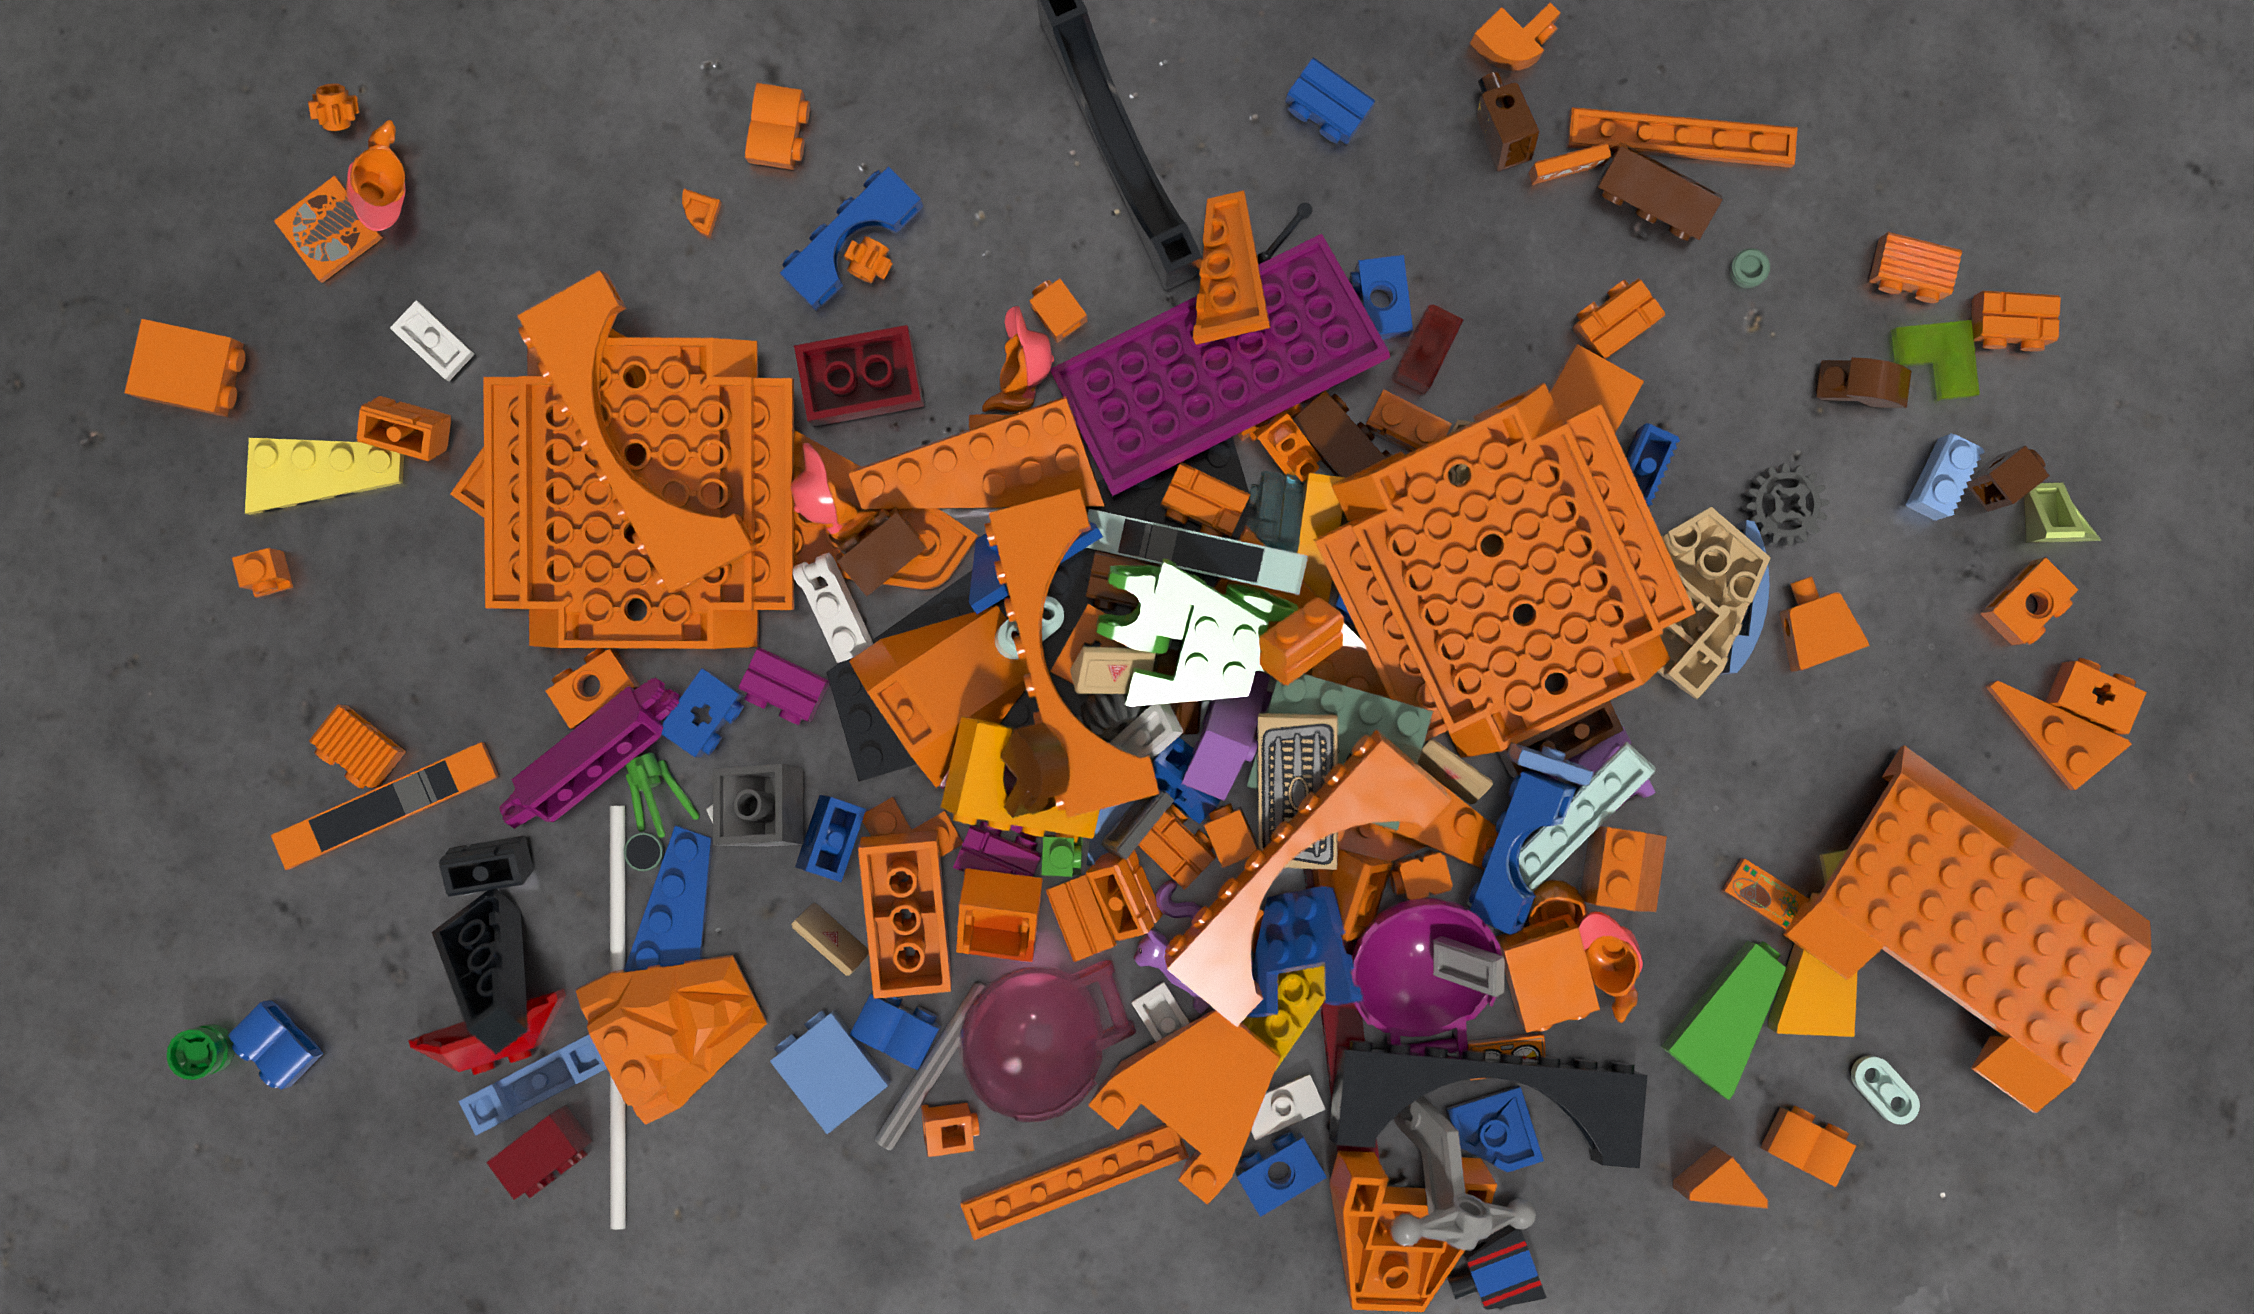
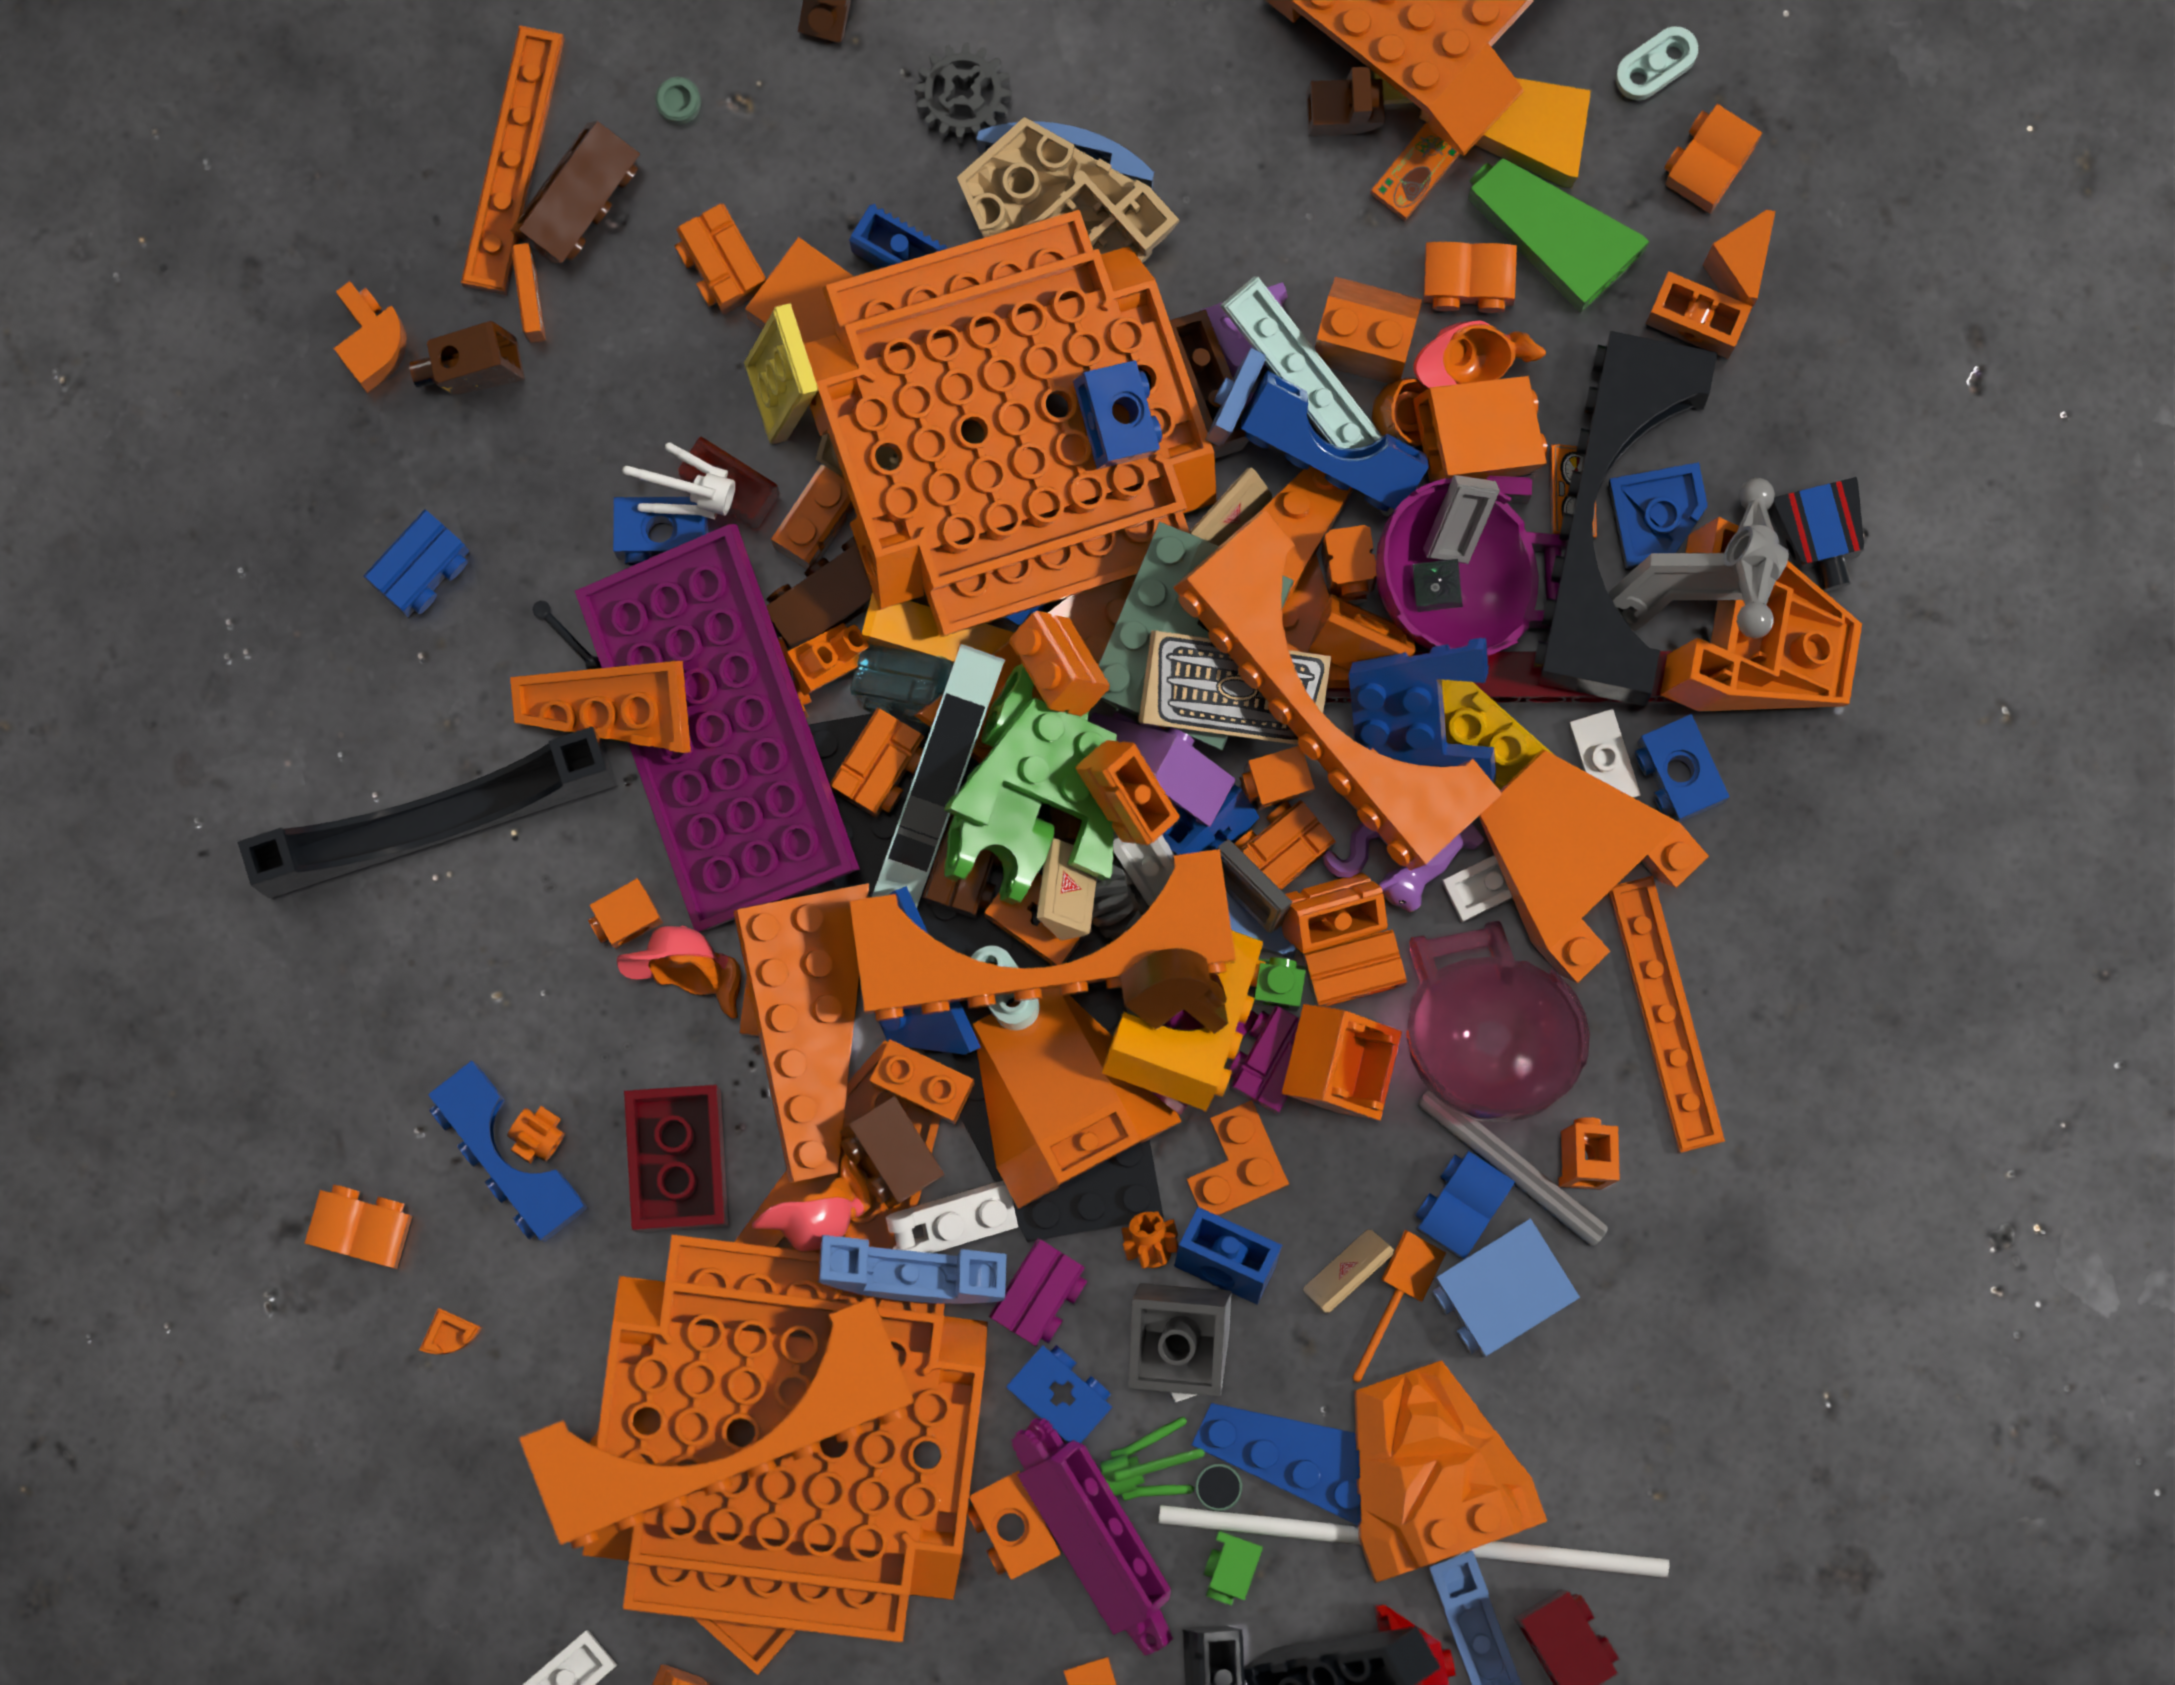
camera: 80 degrees left, 5 degrees down
(578, 870) = (1231, 1568): none -> bright green brick
(781, 579) = (912, 1275): none -> medium blue slope
(835, 988) = (1411, 1273): none -> orange piece
(837, 772) = (1150, 1239): none -> orange gear
(887, 930) = (1347, 1150): orange brick -> none
(943, 569) = (922, 1082): none -> orange brick
(1196, 711) = (1127, 792): none -> orange brick
(1411, 951) = (1437, 585): none -> tile
(1414, 333) = (711, 493): none -> white plant
(1498, 662) = (1109, 439): none -> blue brick
(1503, 1006) = (1515, 487): none -> magenta tile
(1522, 378) = (780, 374): none -> light yellow tile
(1670, 1148) = (1698, 315): none -> orange brick
(1681, 950) = (1470, 275): none -> orange brick
(1815, 829) = (1345, 105): none -> reddish brown brick
(1818, 627) = (1111, 73): orange torso -> none

